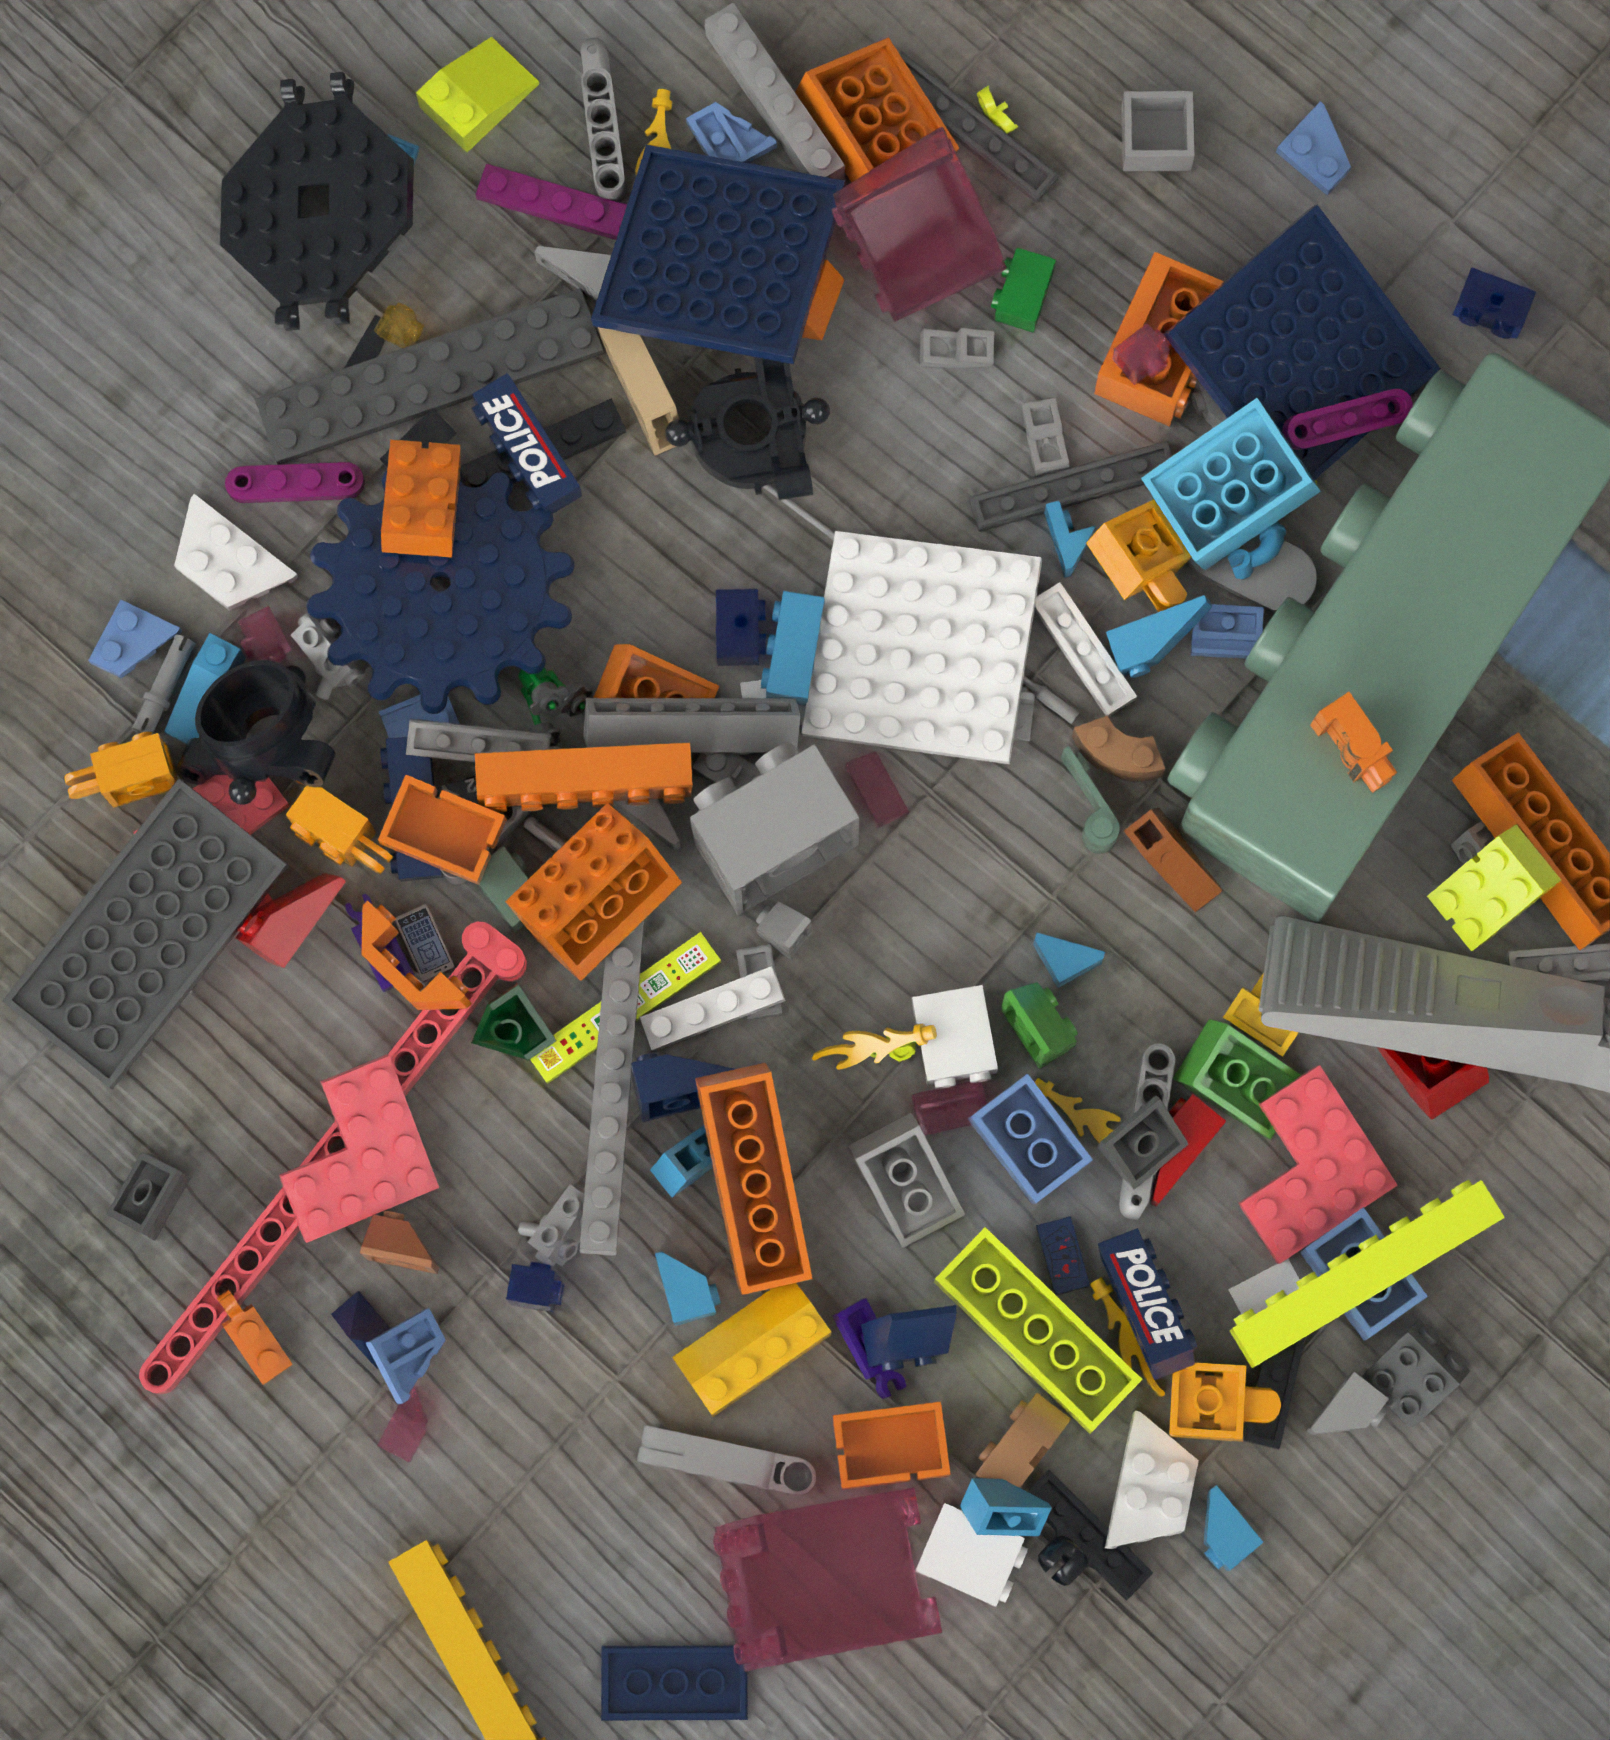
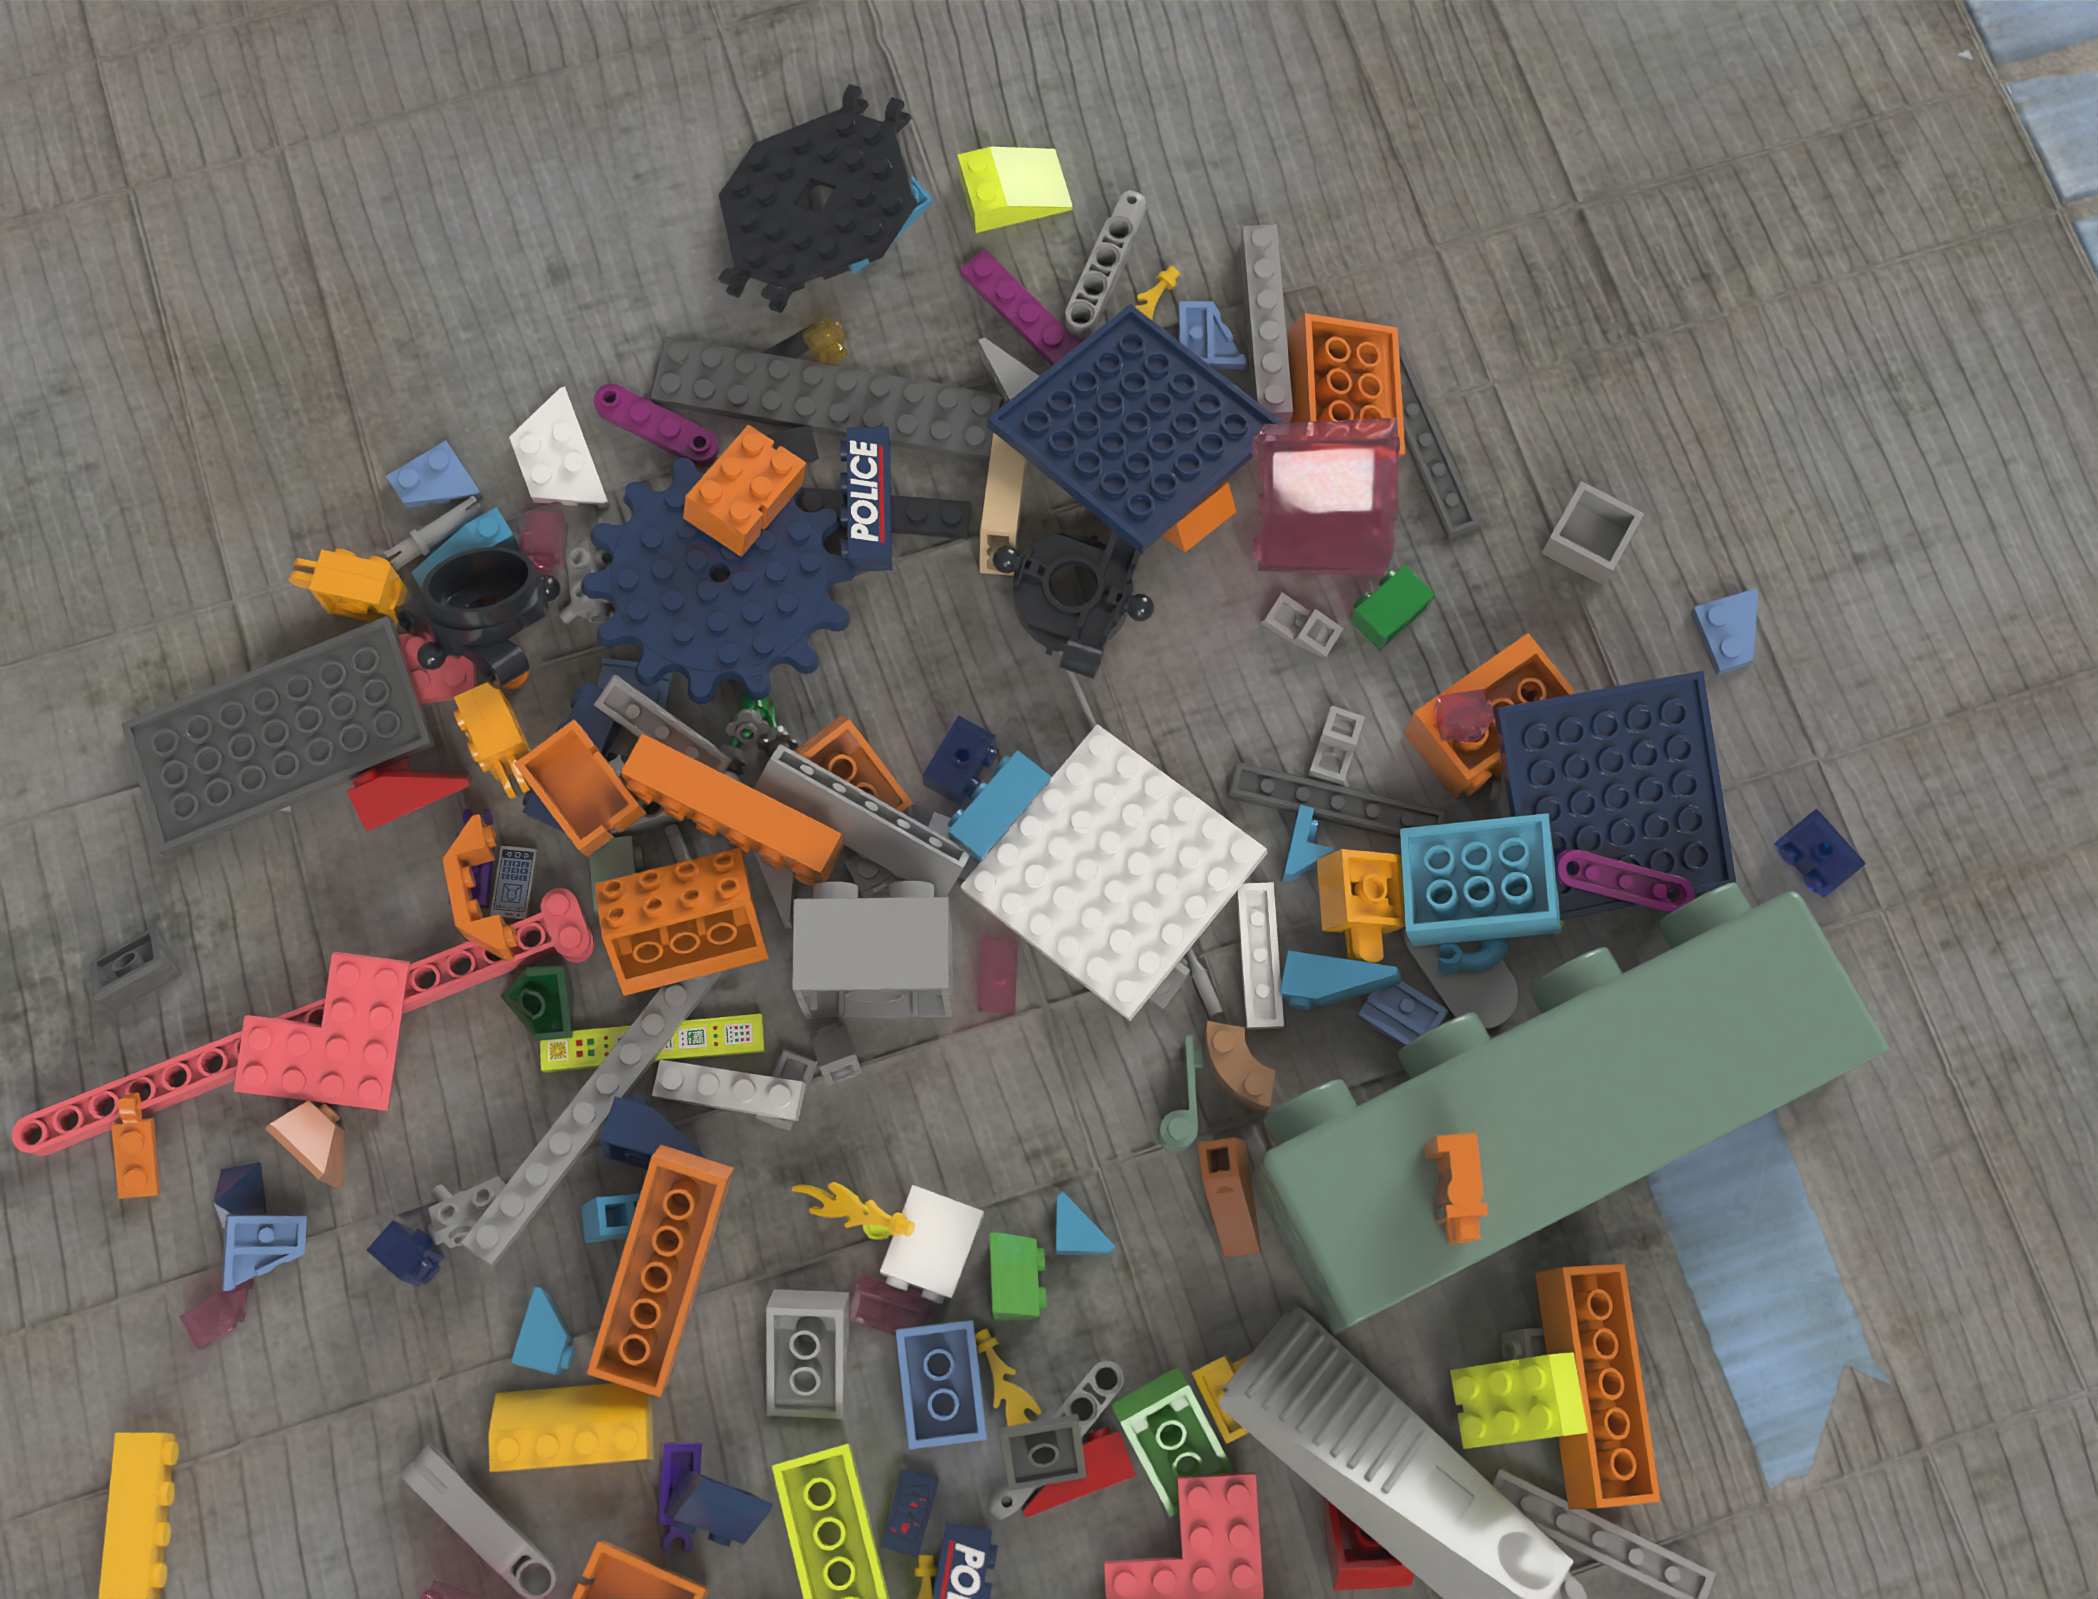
camera: 25 degrees right, 5 degrees down
(995, 113) = (1454, 443): neon yellow piece -> none

